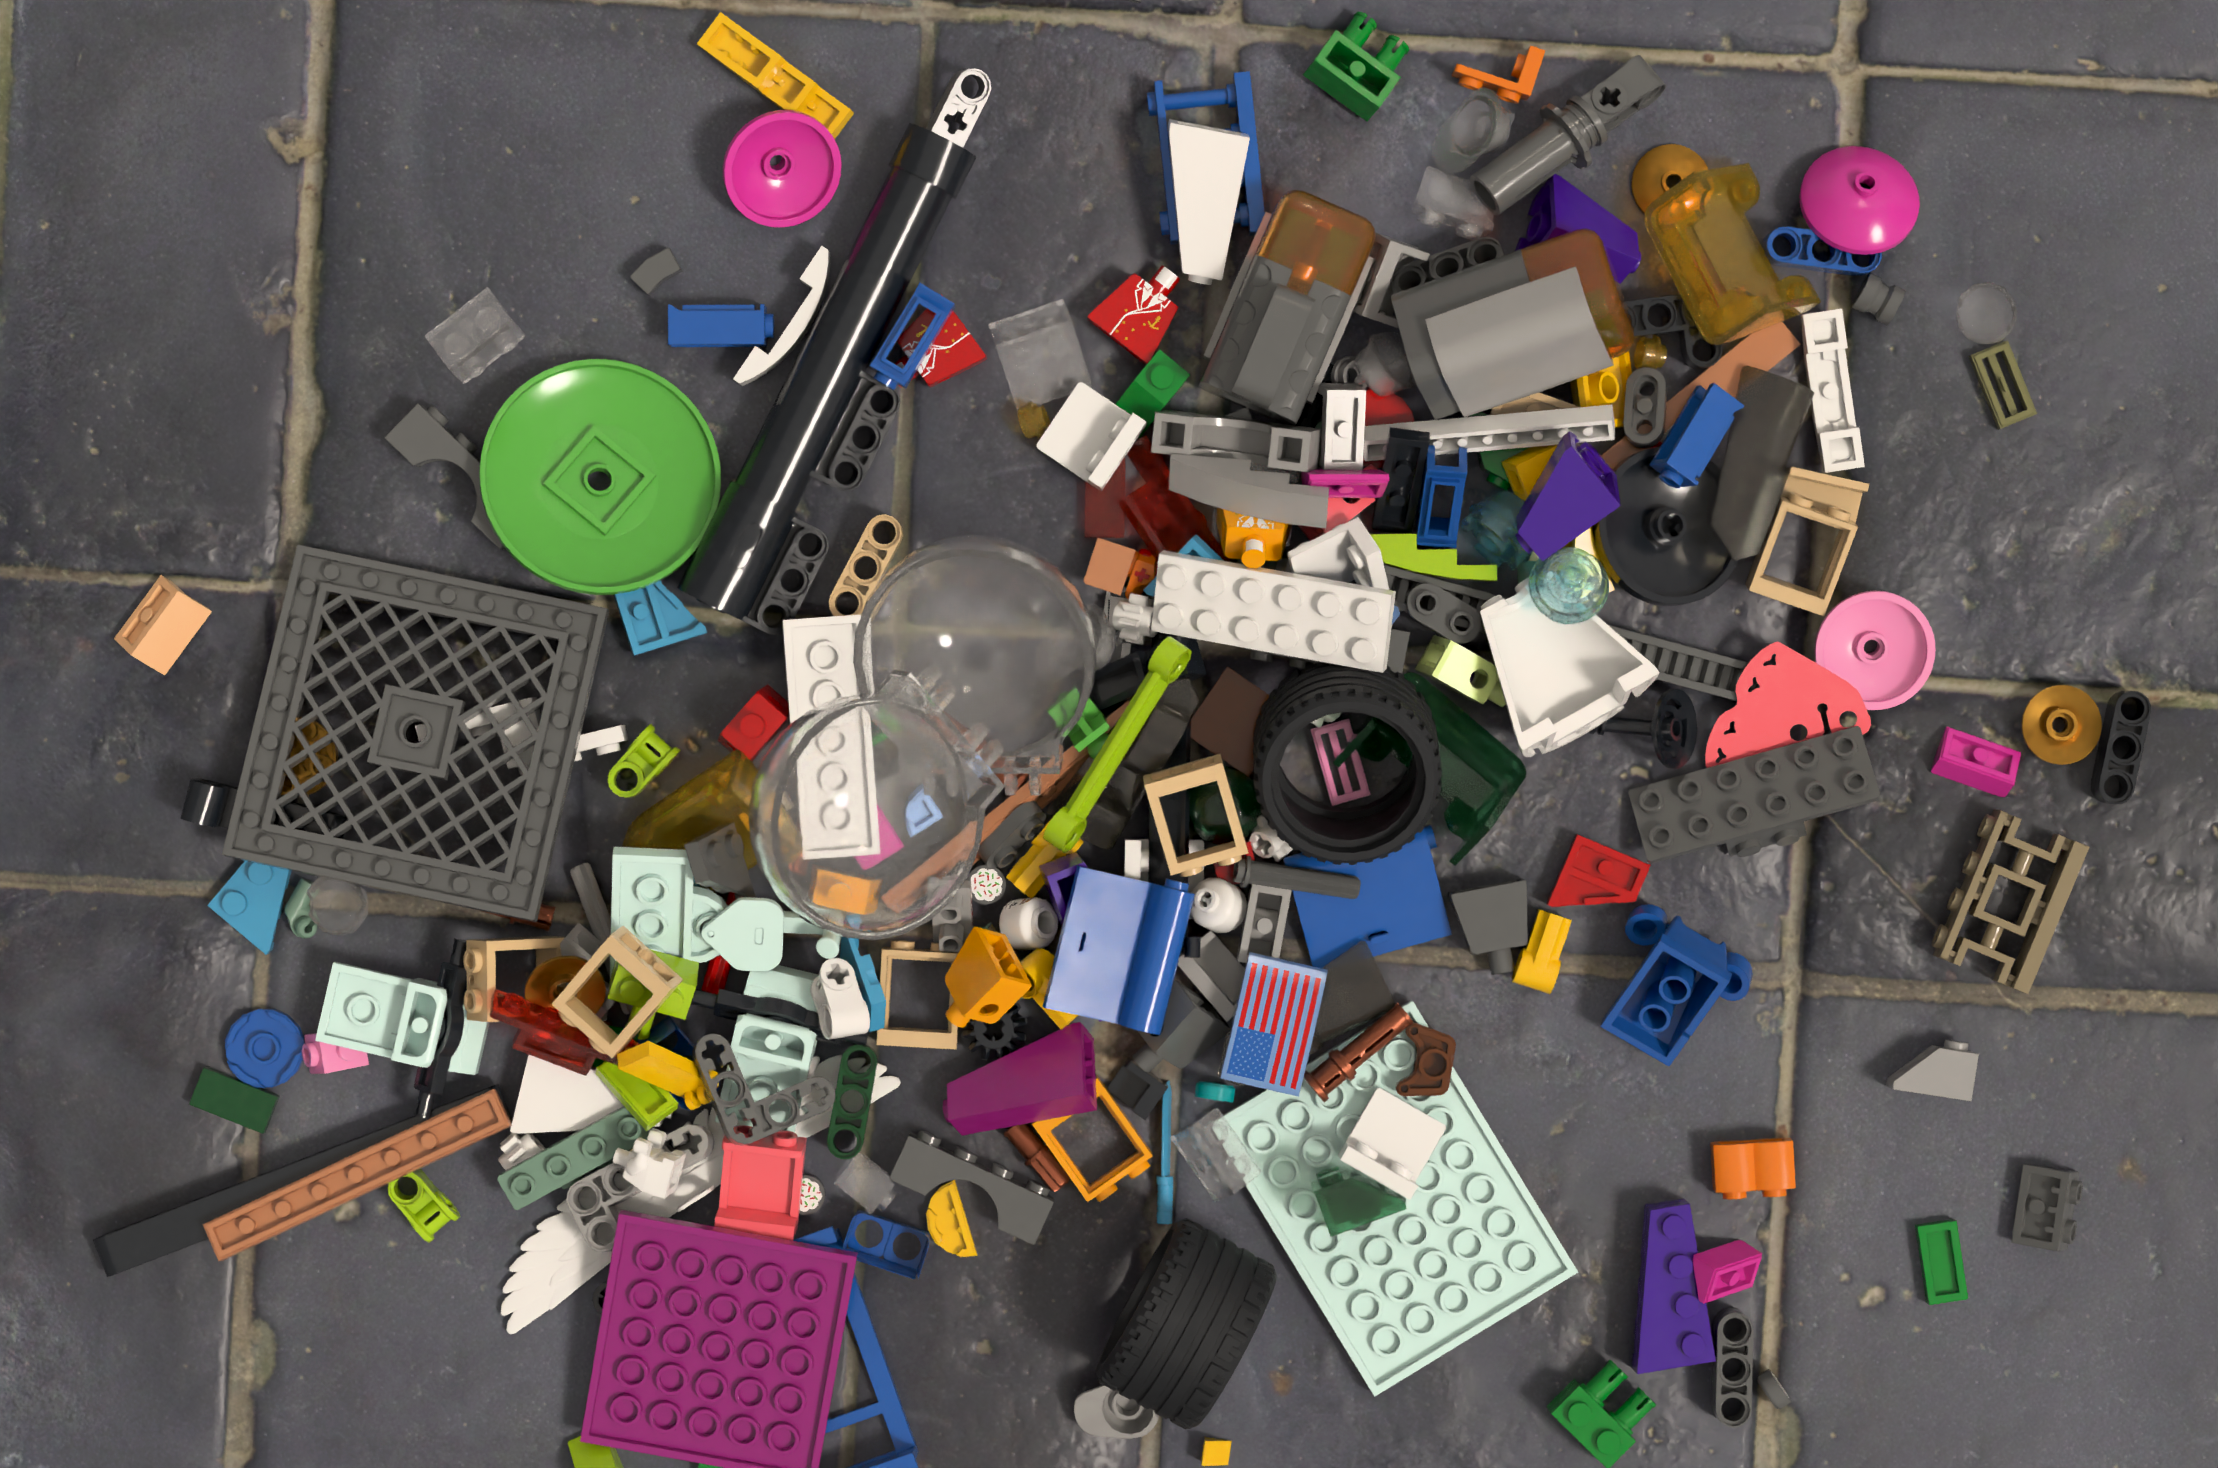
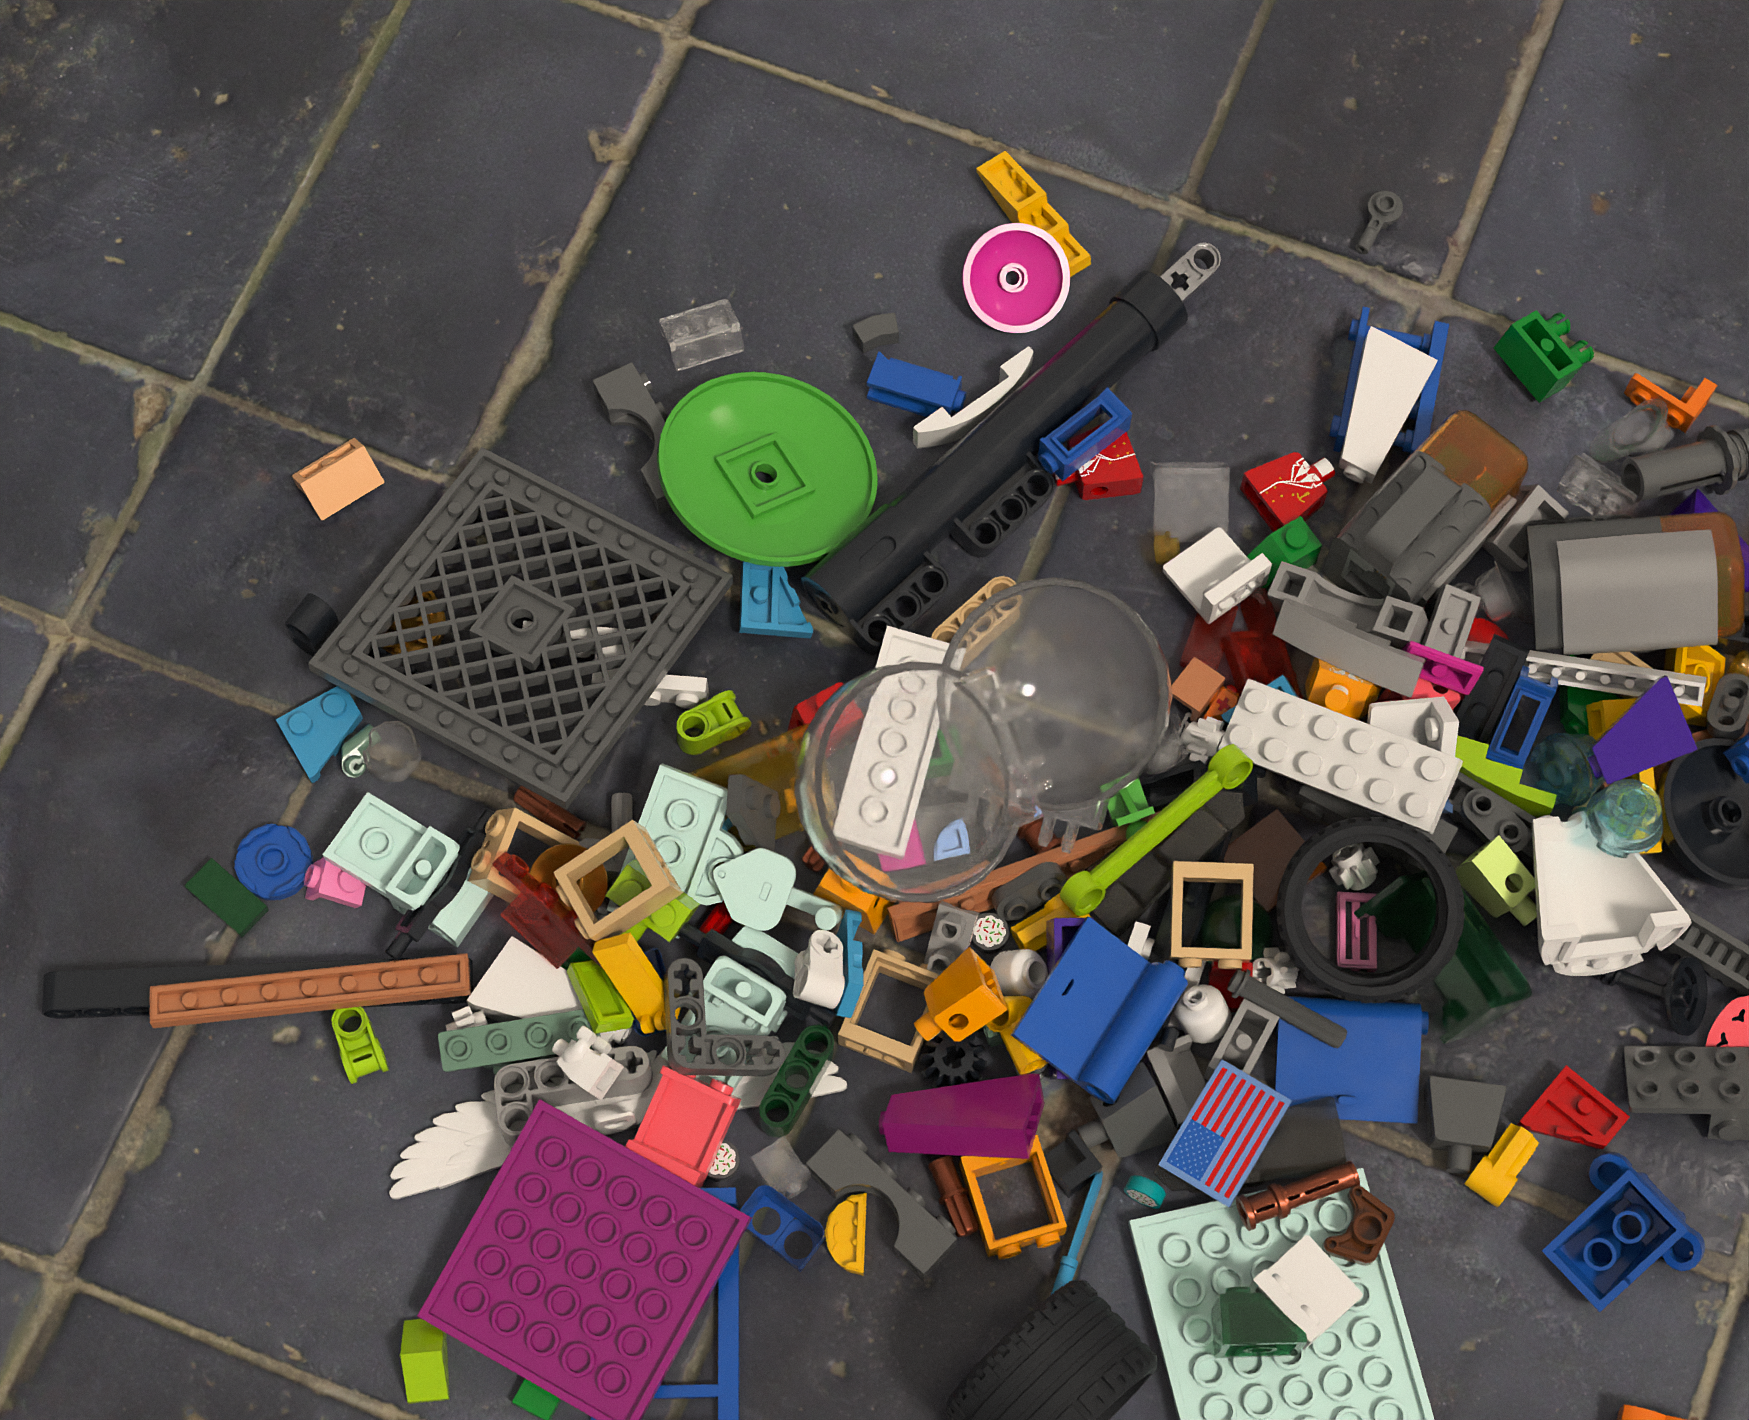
camera: 15 degrees right, 20 degrees down
(1216, 1155) = (1126, 1251): clear bracket -> none

